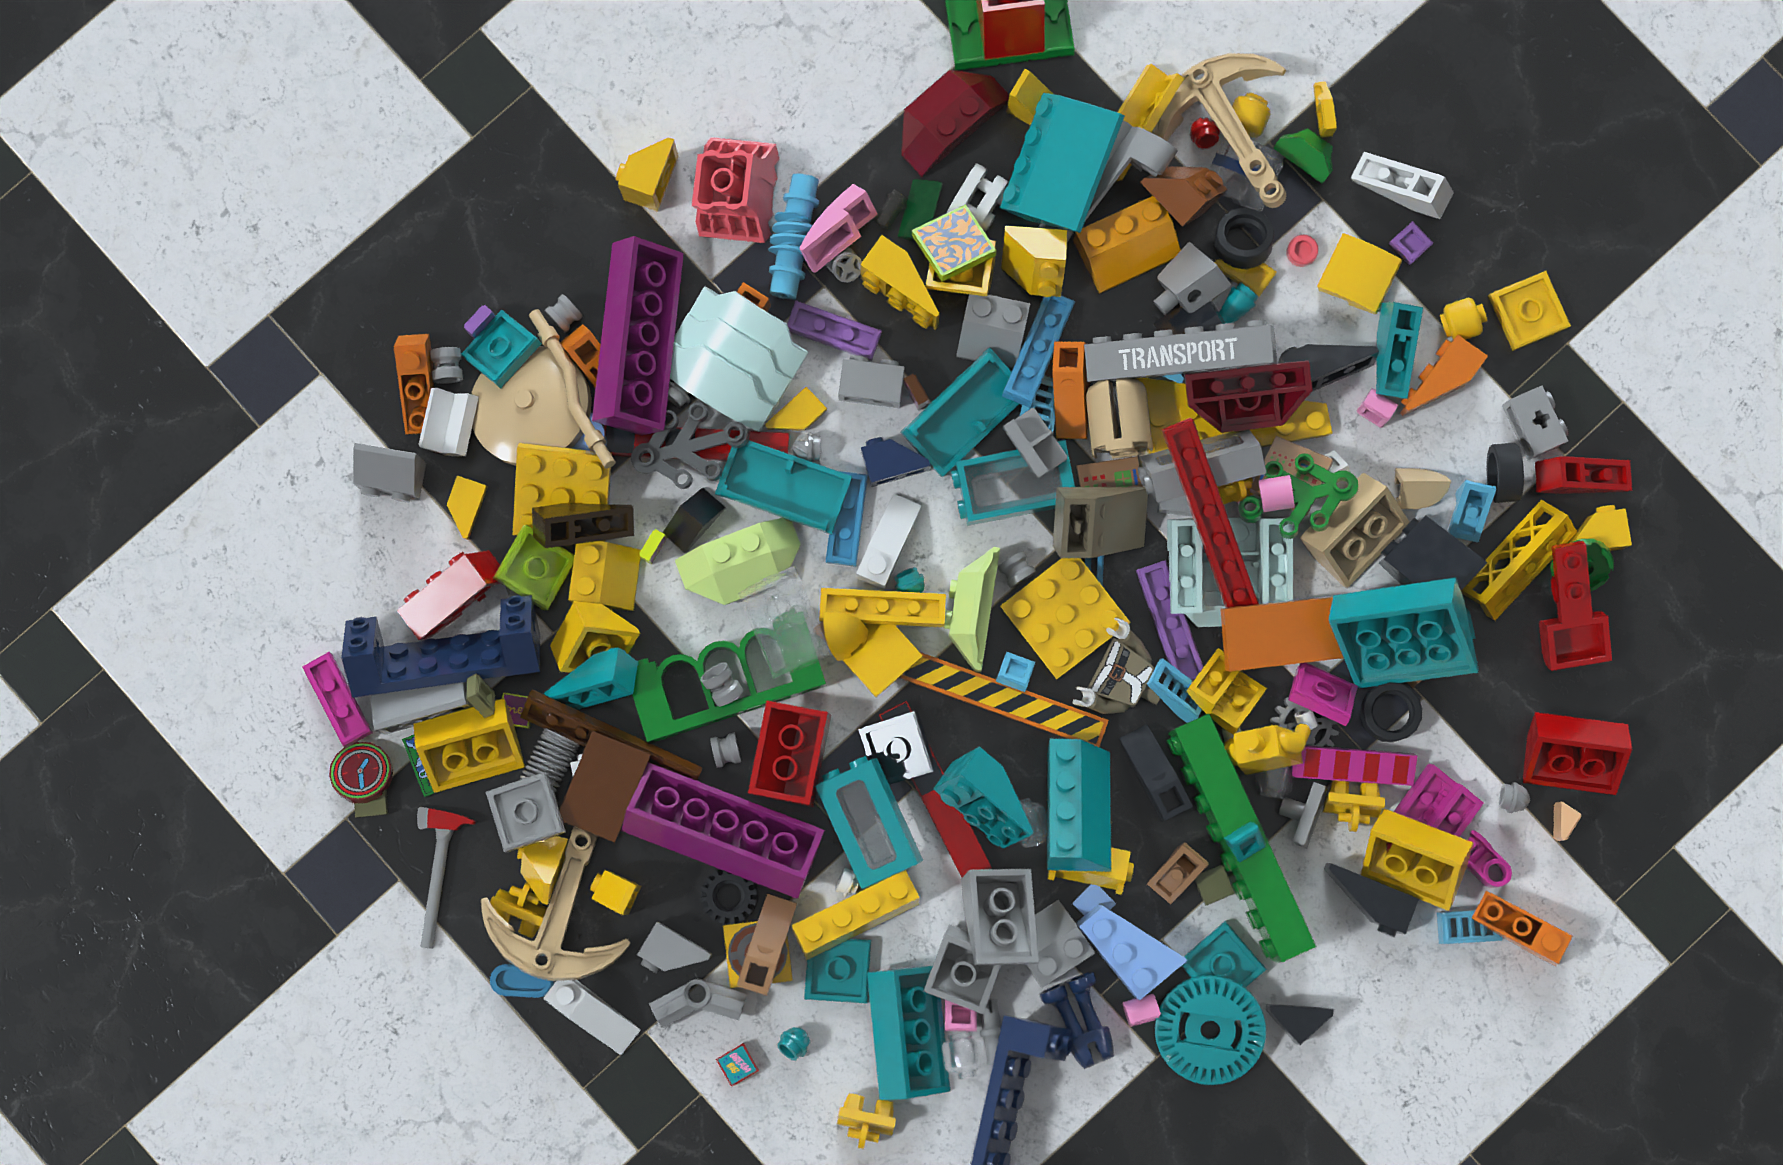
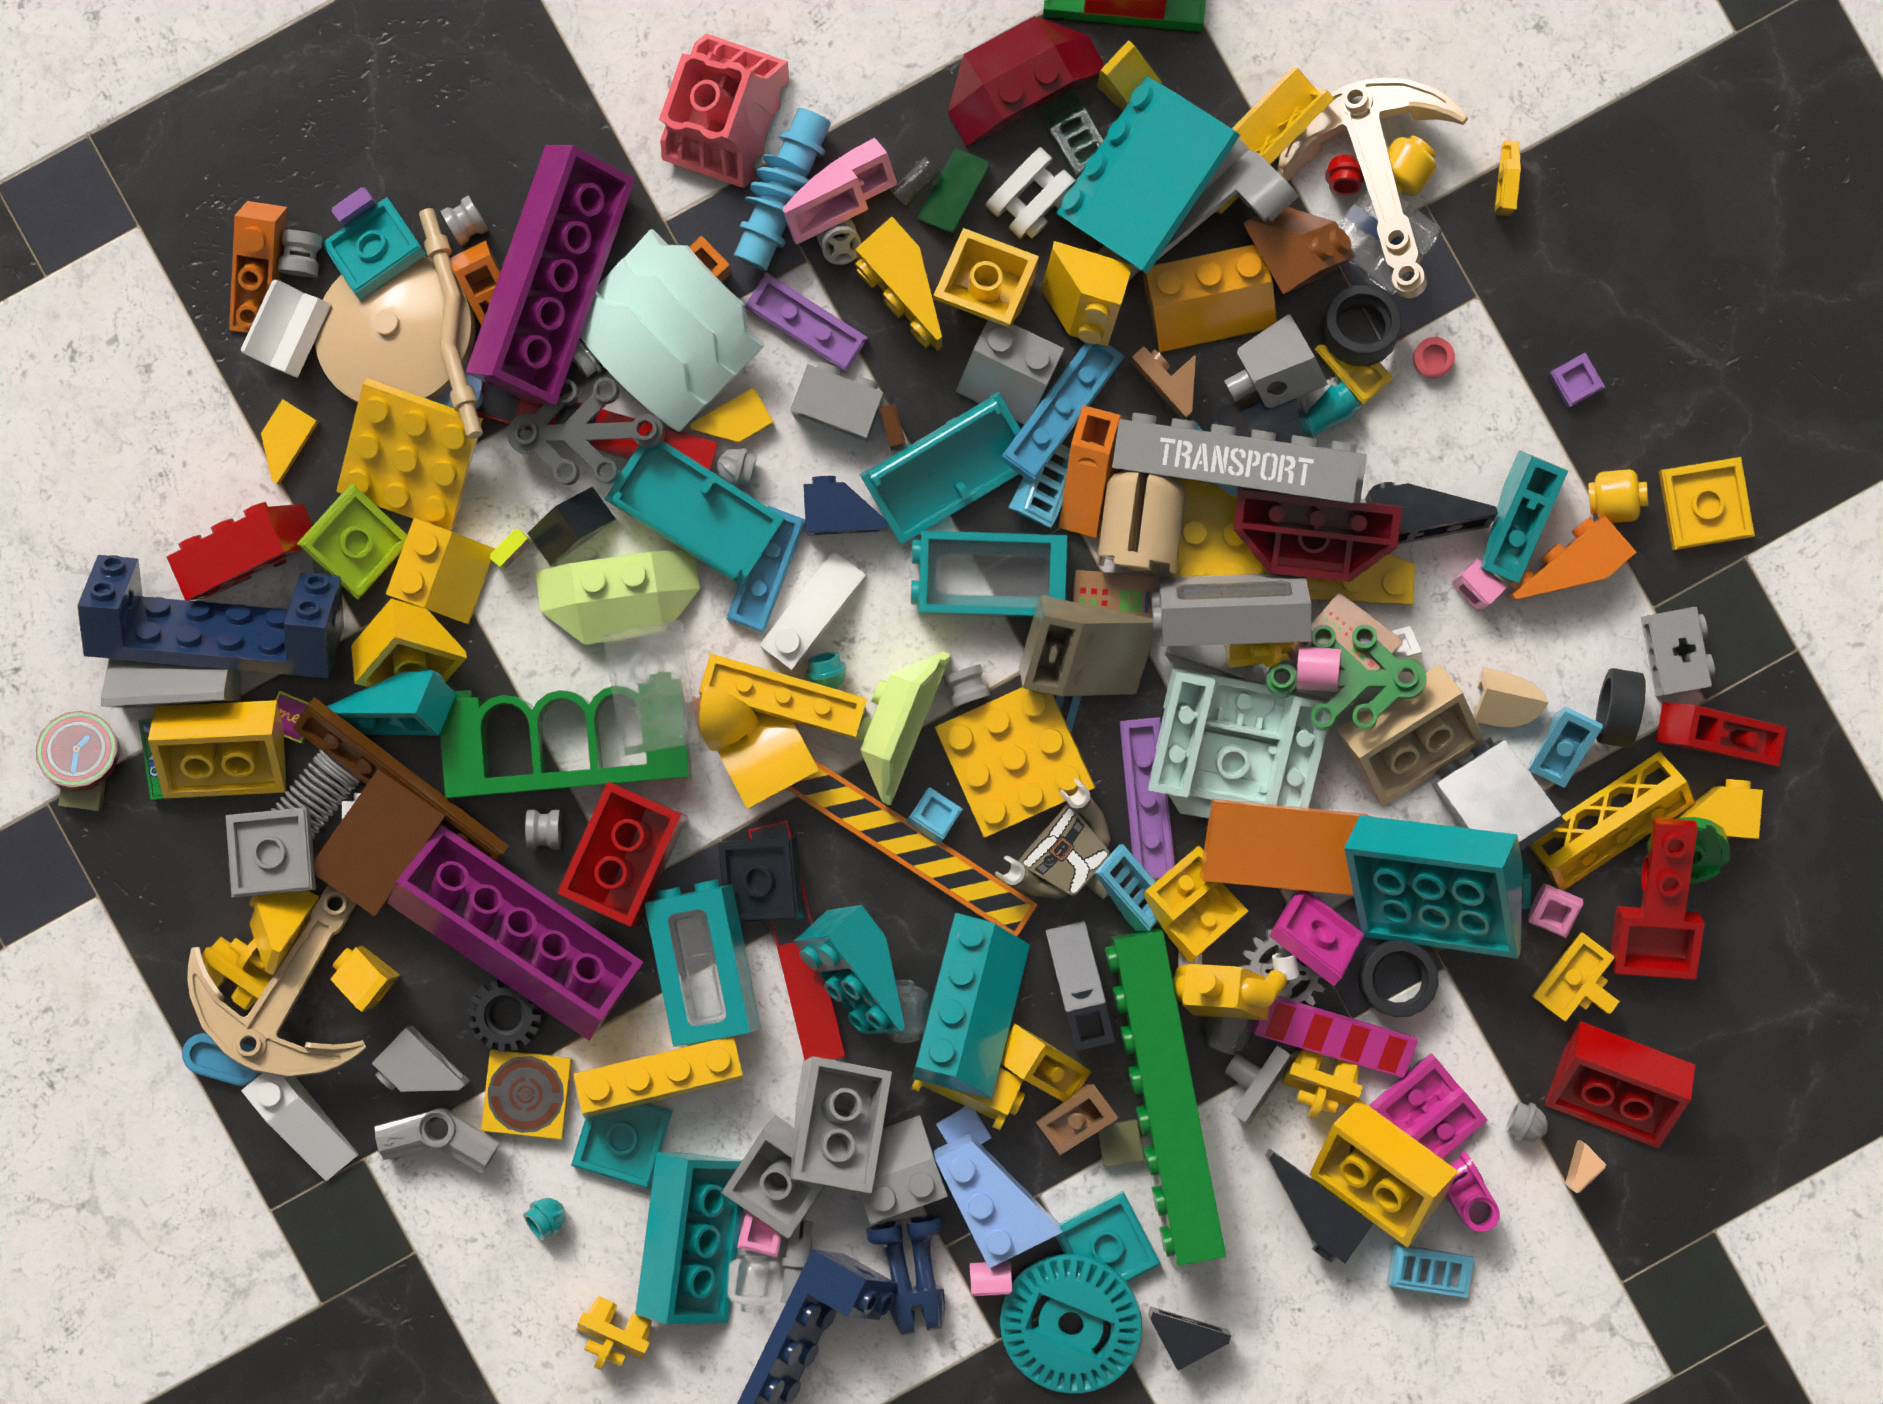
camera: 15 degrees right, 5 degrees up
(337, 699) = (71, 671): dark pink tile -> none
(388, 472) = (193, 375): light grey slope -> none
(444, 824) = (169, 841): light grey piece -> none
(480, 695) = (245, 692): olive tile -> none
(581, 523) = (423, 500): dark brown slope -> none
(648, 174) = (613, 64): yellow slope -> none
(721, 684) = (555, 747): light grey wheel -> none
(737, 1064) = (468, 1227): tile -> none
(767, 945) = (537, 1089): medium nougat slope -> none
(847, 882) = (658, 1033): white plate -> none
(954, 243) = (983, 247): tile -> none
(998, 163) = (1094, 138): none -> clear green slope
(1035, 442) = (1027, 531): light grey panel -> none
(1117, 317) = (1174, 389): none -> medium nougat slope
(1142, 838) = (1043, 1064): none -> yellow slope
(1209, 514) = (1225, 676): red tile -> none
(1245, 841) = (1168, 1104): teal slope -> none
(1308, 153) = (1472, 232): green slope -> none
(1359, 273) = (1499, 405): yellow slope -> none
(1404, 184) = (1586, 302): white slope -> none
(1494, 634) = (1554, 910): none -> bright pink brick
(1522, 928) = (1494, 1289): orange slope -> none
(1524, 682) = (1577, 980): none -> yellow hinge

